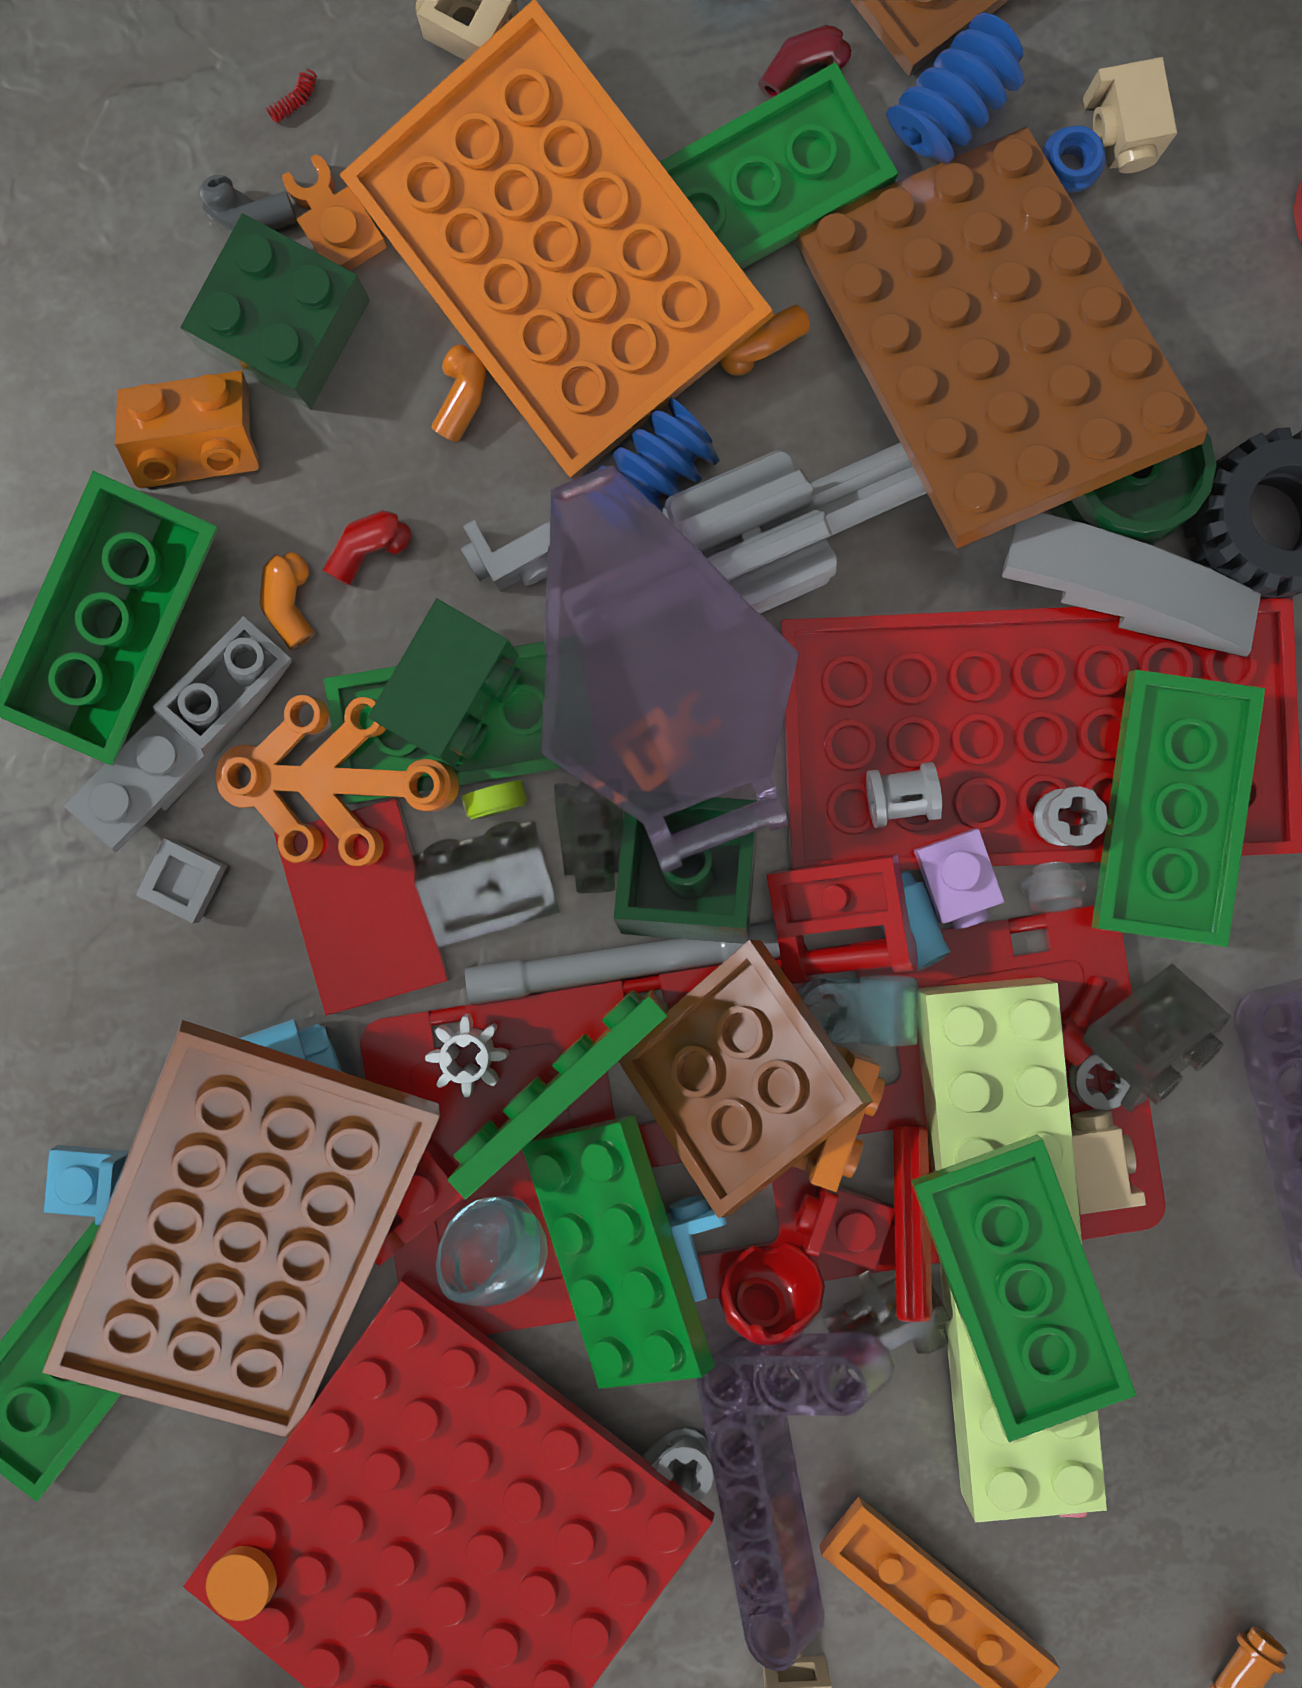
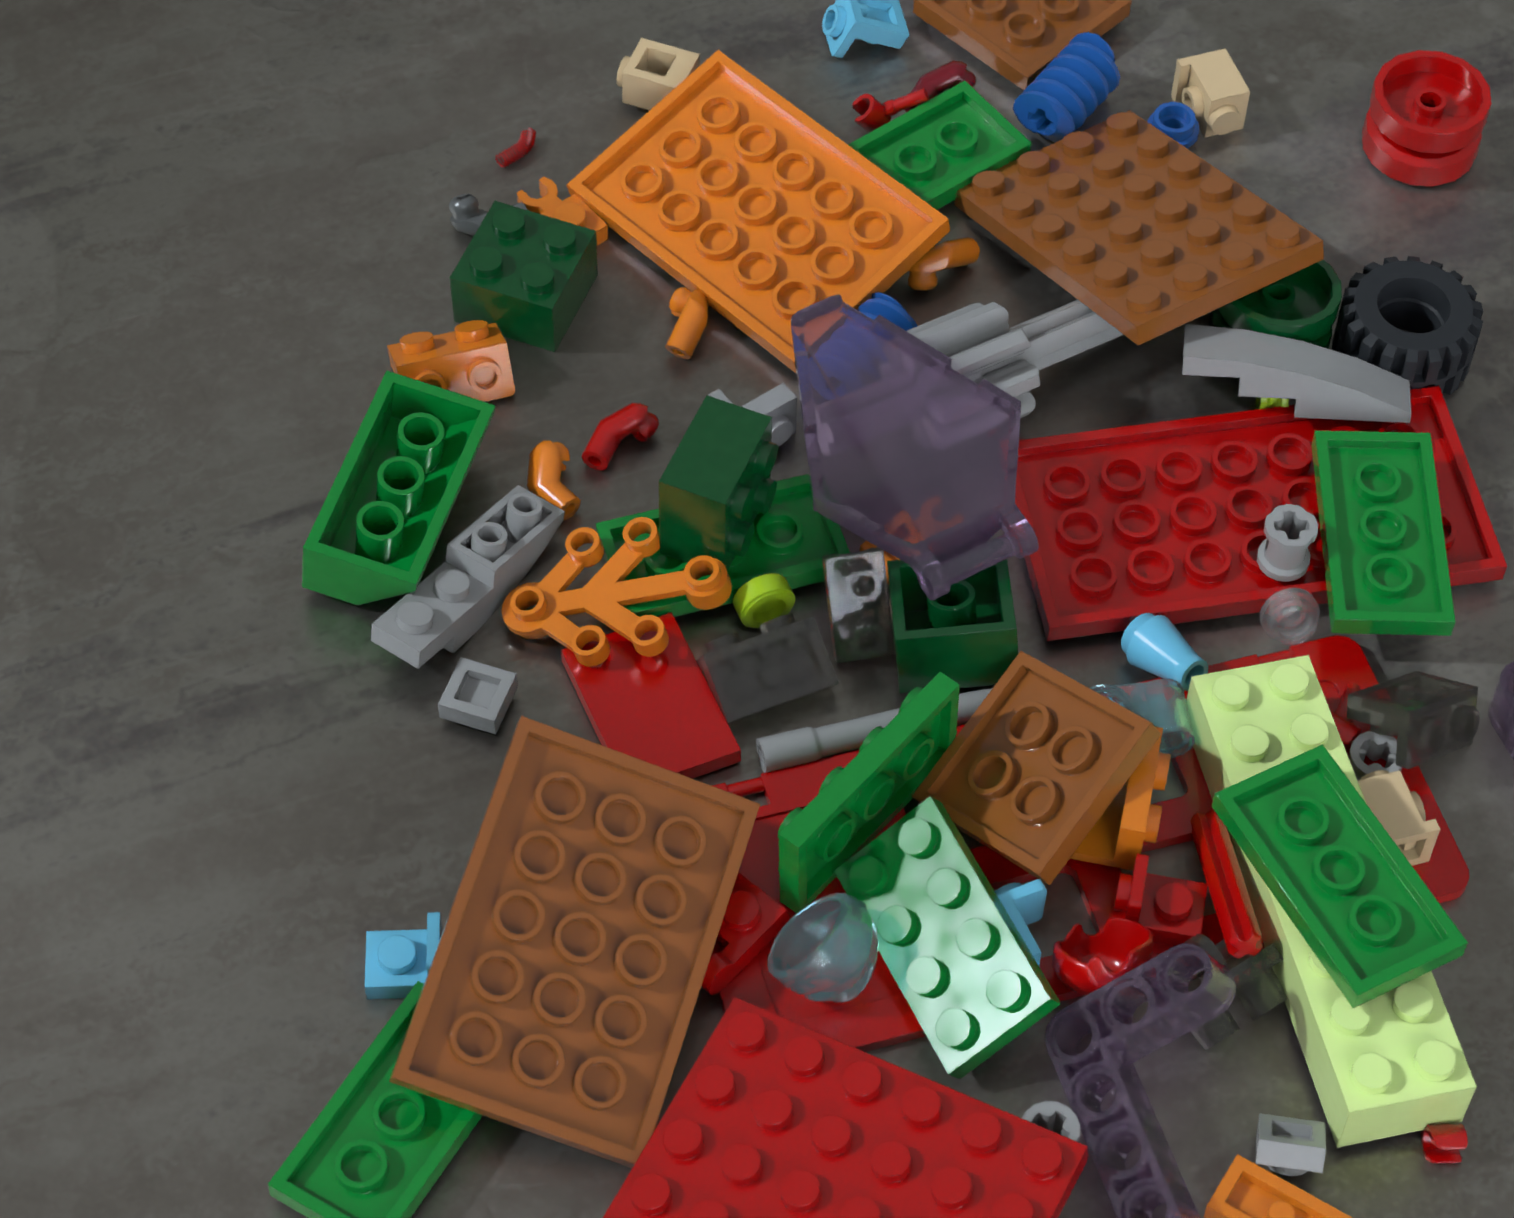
camera: 10 degrees left, 35 degrees down
(471, 1072) = (775, 788): white gear -> none
(730, 93) = (876, 114): none -> red hand
(836, 899) = (1099, 624): red plate -> none
(904, 794) = (1135, 543): light grey bush -> none
(916, 1495) = (1290, 1144): none -> light grey plate
(959, 879) = (1203, 612): lavender bracket -> none

